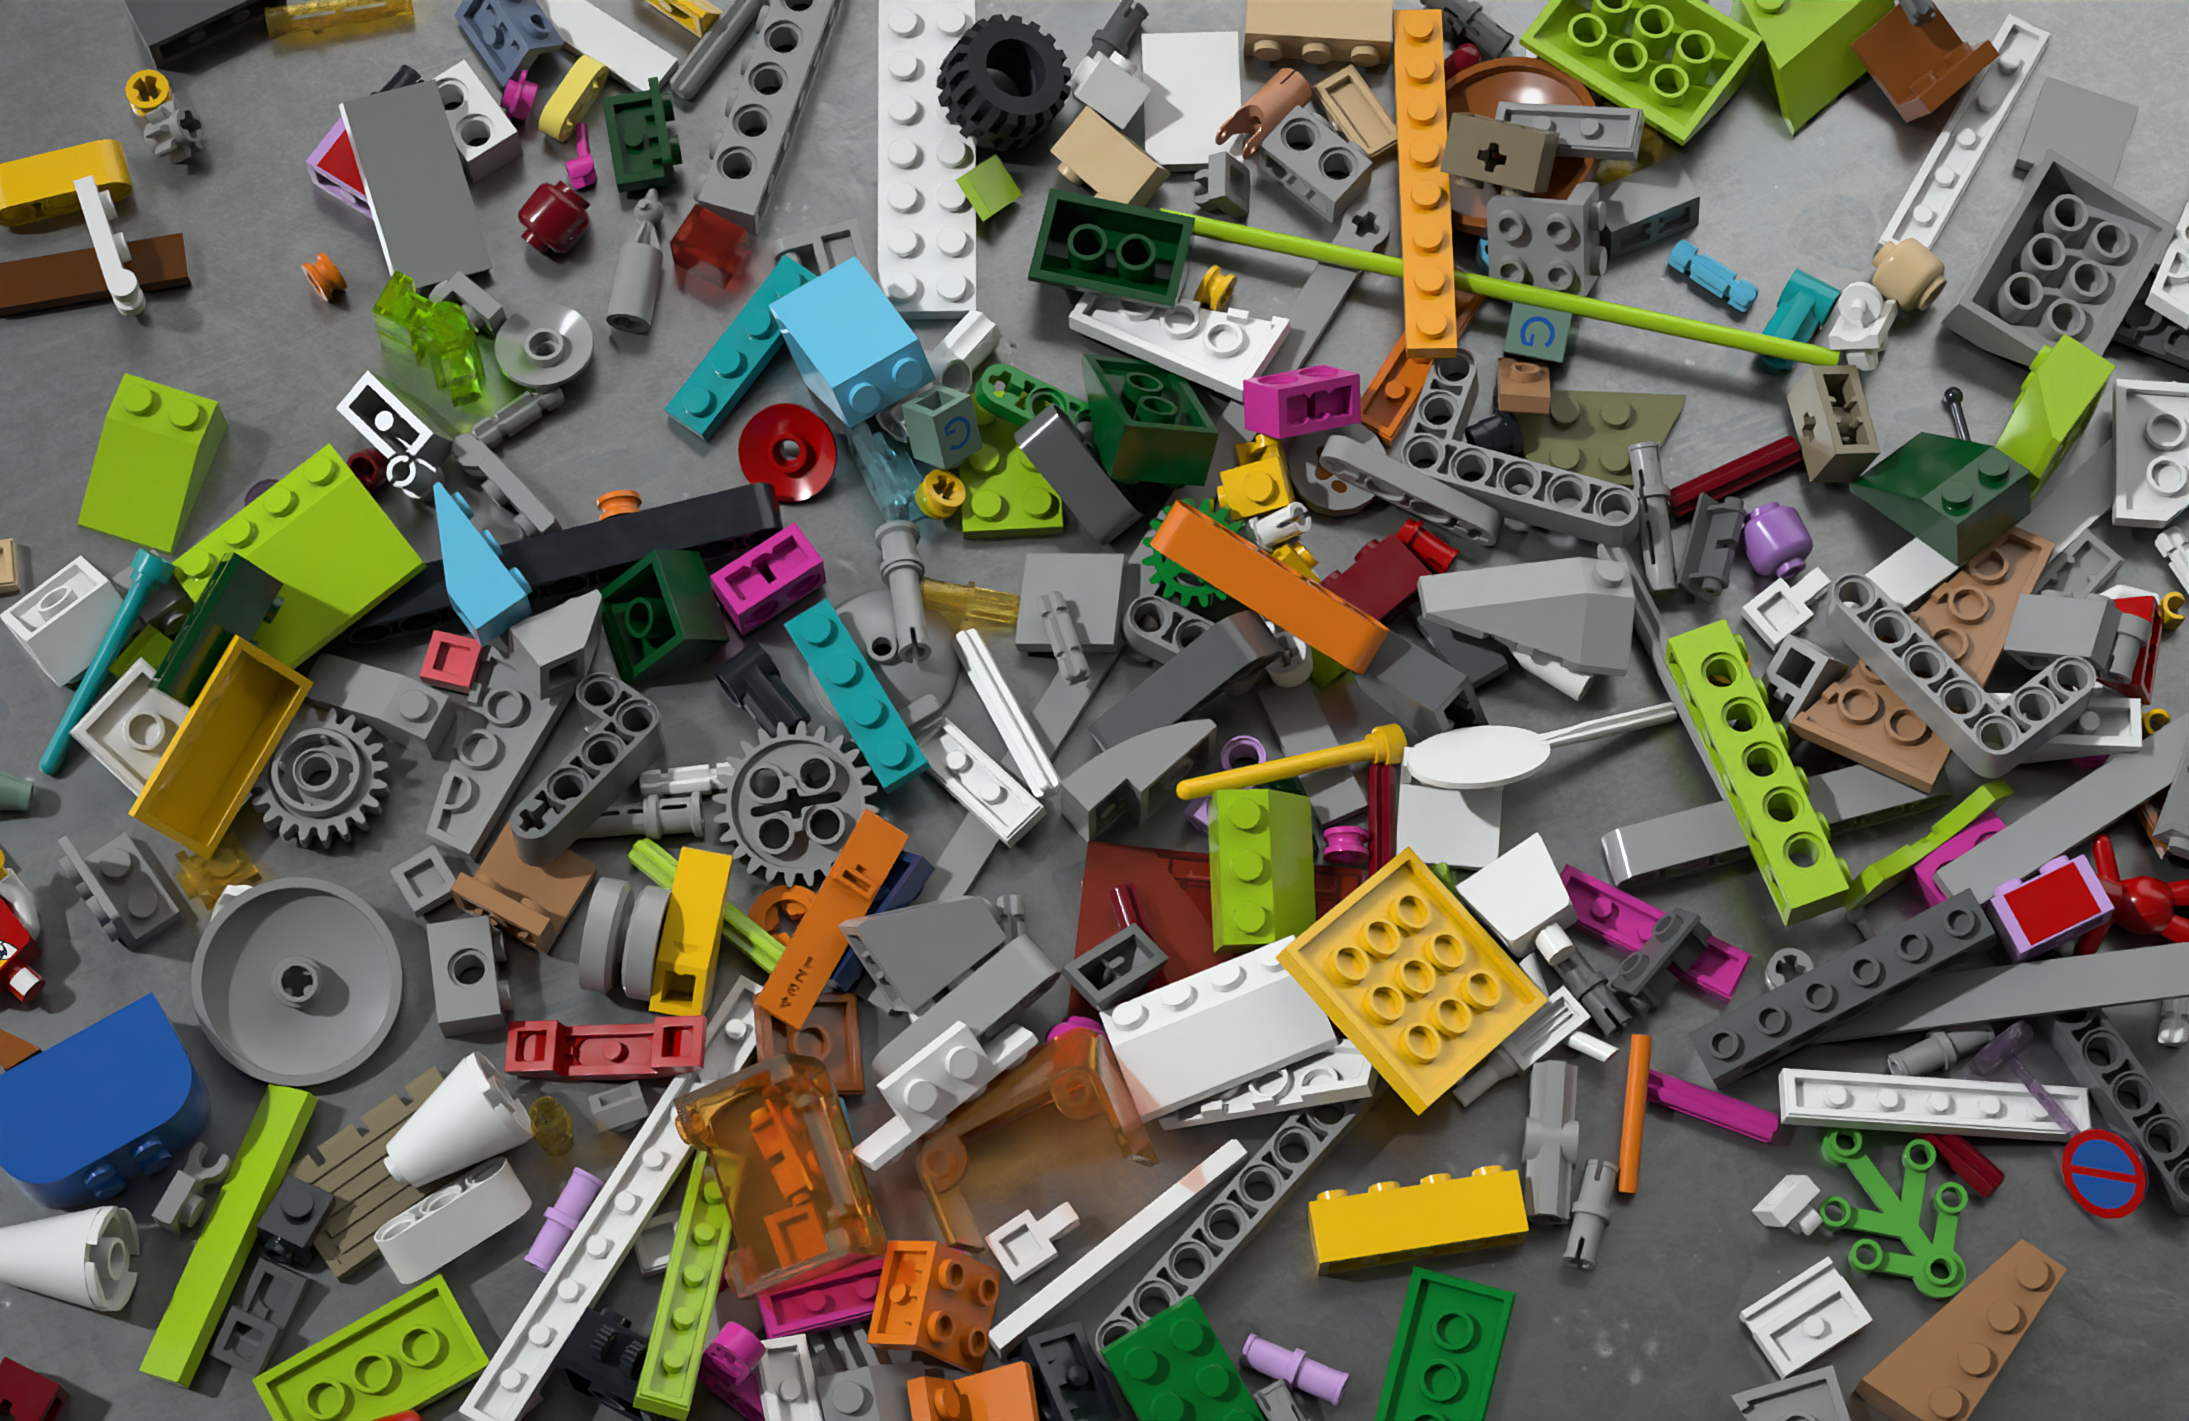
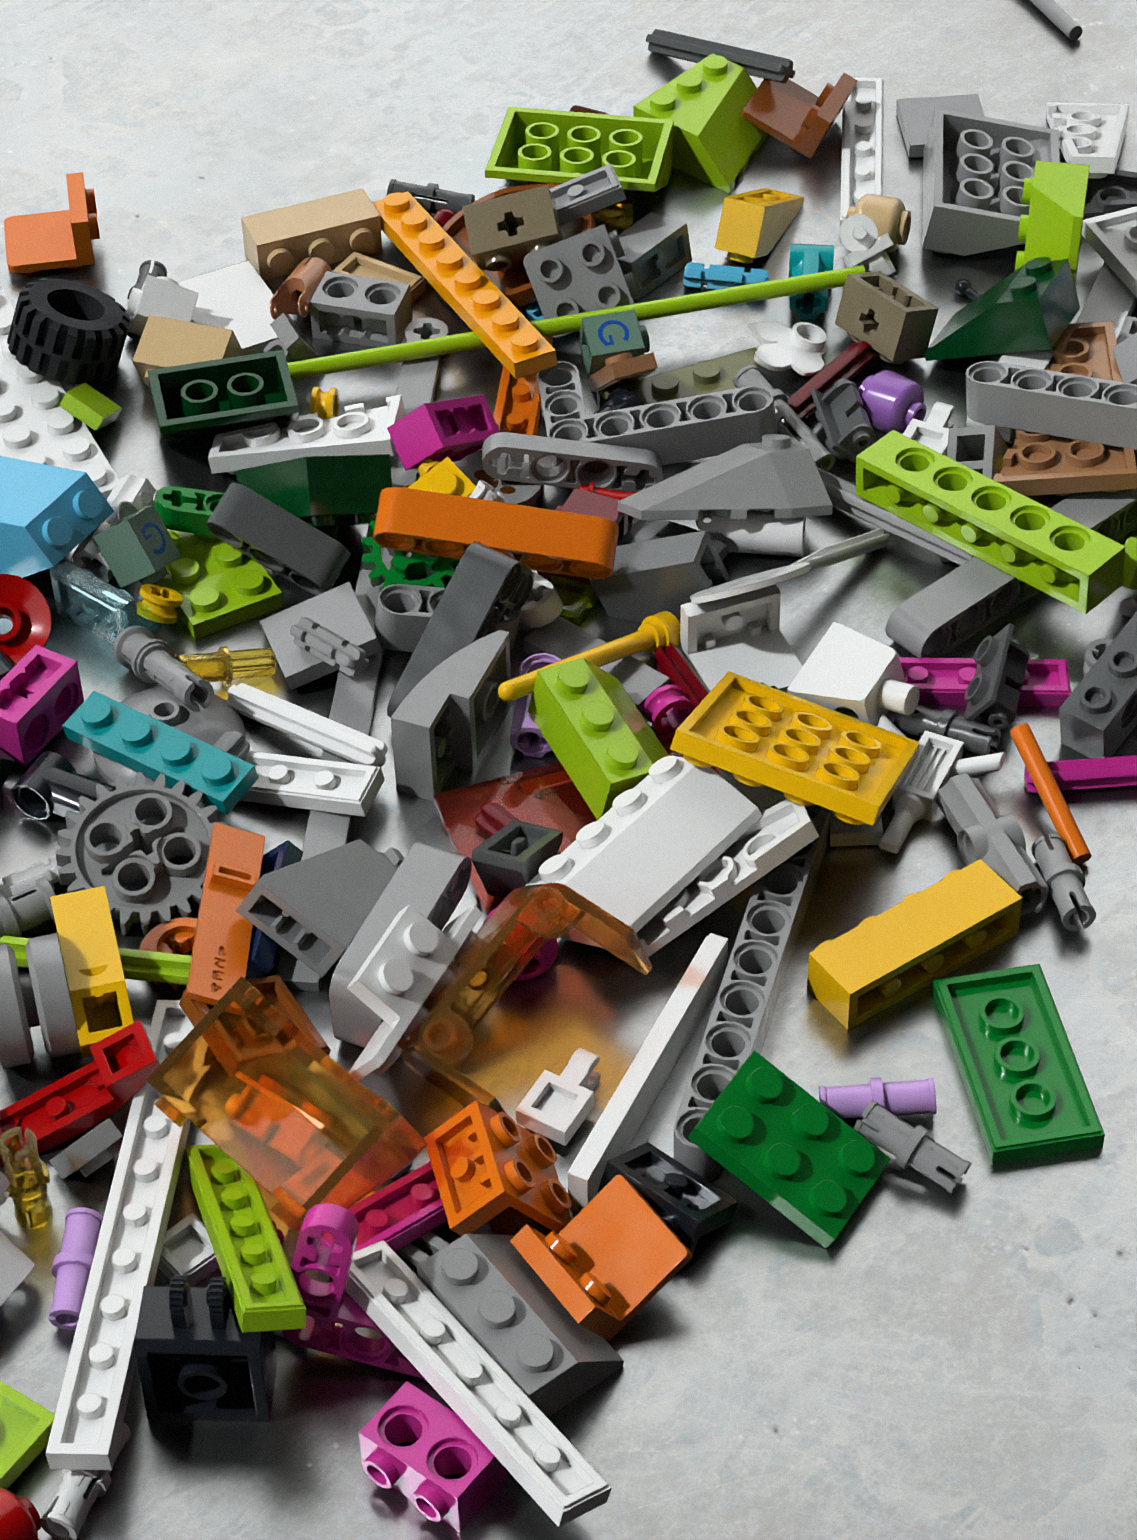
camera: 25 degrees left, 25 degrees down
(1711, 417) = (789, 348): none -> white plate
(1789, 207) = (755, 222): none -> yellow slope

